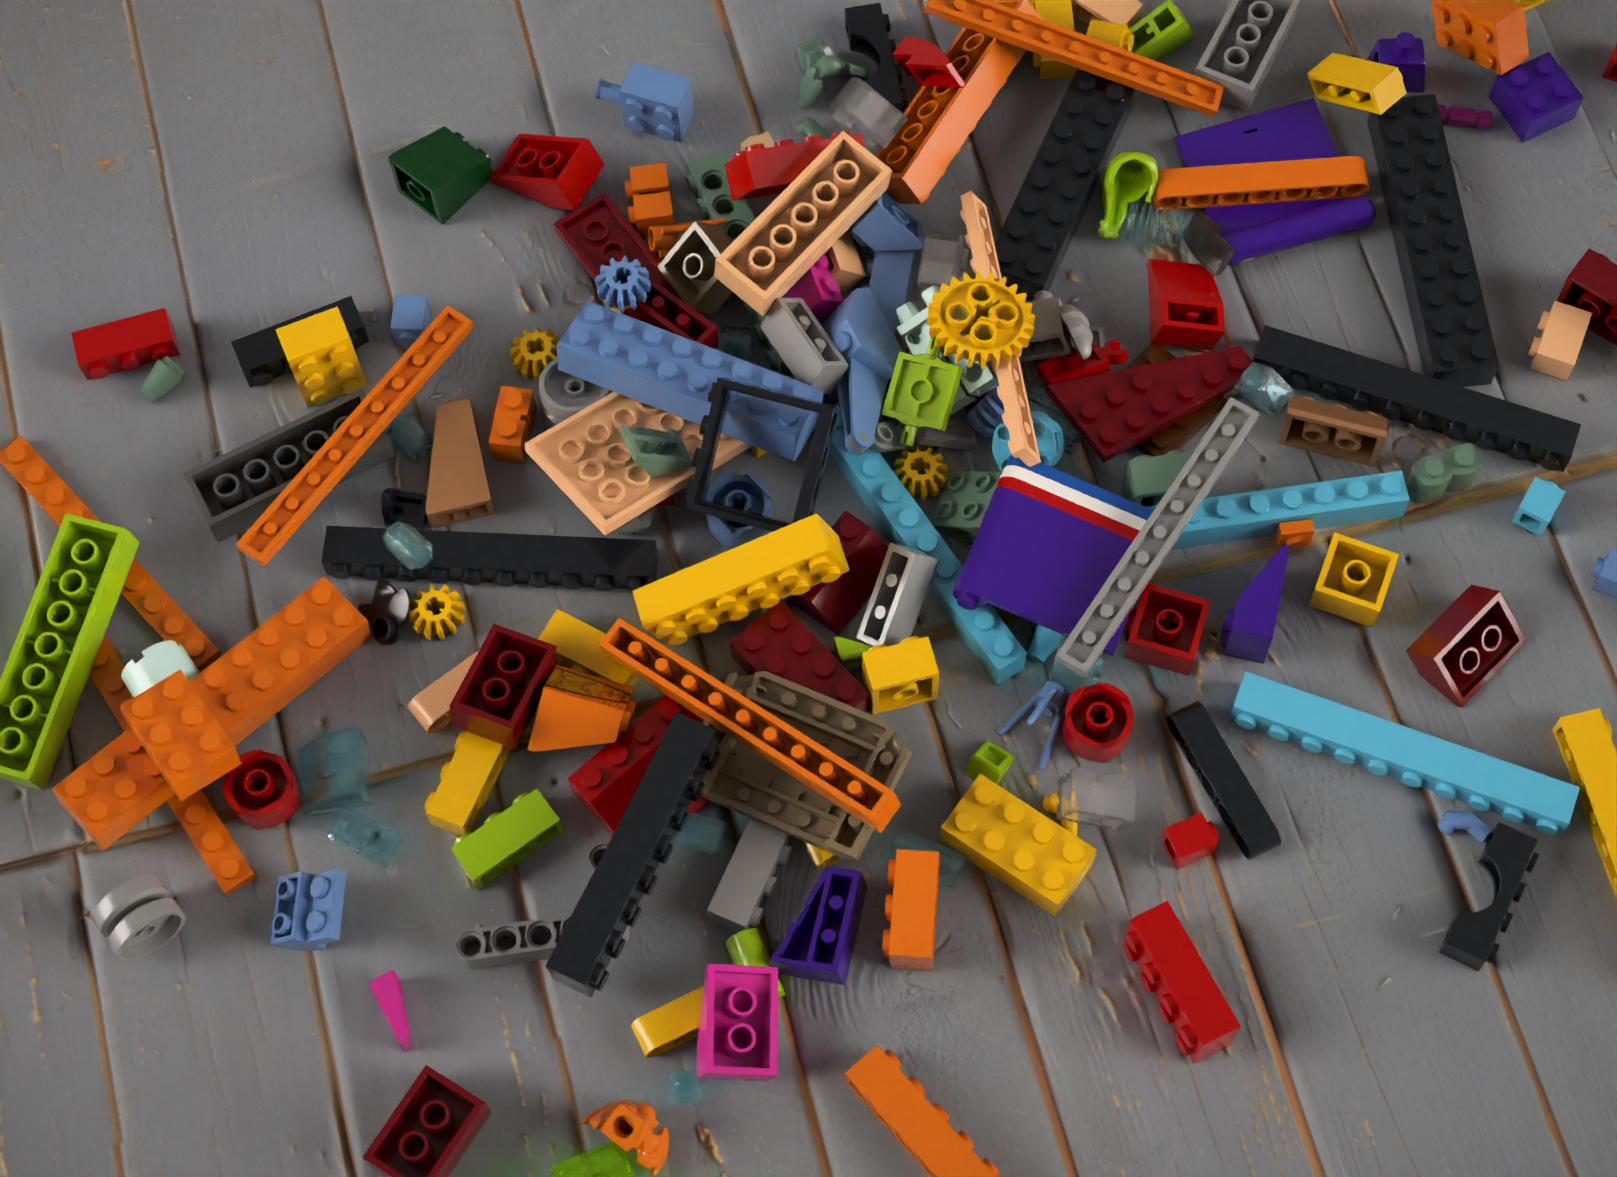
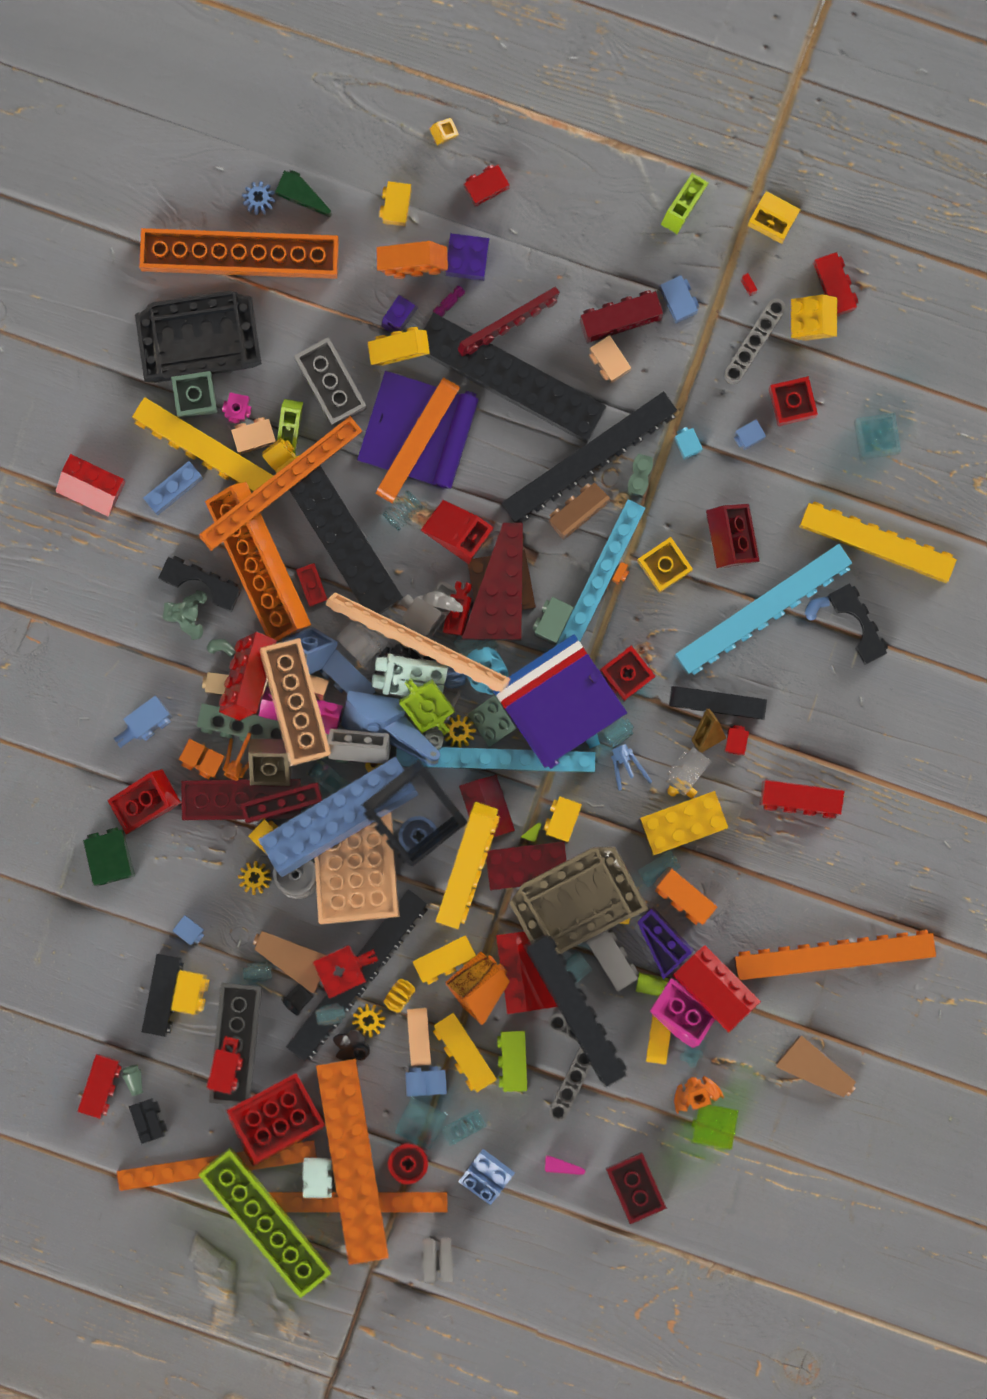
camera: 60 degrees left, 20 degrees up
(114, 428) = (147, 1120): none -> black brick
(180, 735) = (367, 1187): orange brick -> none
(203, 575) = (275, 1119): none -> red slope
(243, 456) = (225, 1067): none -> red brick
(354, 436) = (250, 1002): orange plate -> none
(397, 741) = (426, 1082): none -> medium blue brick
(480, 520) = (344, 959): none -> red brick
(496, 613) = (399, 995): none -> yellow gear
(503, 686) = (442, 1015): dark red brick -> none
(508, 430) = (284, 914): orange piece -> none
(623, 283) = (258, 820): medium blue gear -> none
(656, 450) = (368, 860): sand green slope -> none
(751, 725) = (548, 914): orange brick -> none
(809, 1048) = (716, 988): none -> red slope
(868, 113) = (241, 616): clear brick -> none
(897, 596) = (525, 794): light grey brick -> none
(927, 63) = (231, 562): red slope -> none
(961, 303) = (399, 658): yellow gear -> none
(979, 178) = (311, 585): none -> red plate
(990, 762) = (632, 805): lime slope -> none
(1102, 740) = (654, 731): red brick -> none
(1123, 181) = (369, 508): lime piece -> none
(1156, 537) = (587, 649): light grey plate -> none
(1172, 792) = (708, 732): none -> pearl gold slope
(1206, 244) = (437, 495): clear smoke slope -> none
(1252, 622) = (651, 627): dark purple slope -> none
(1264, 388) = (535, 529): clear light blue brick -> none
(1502, 181) = (504, 324): none -> dark red plate

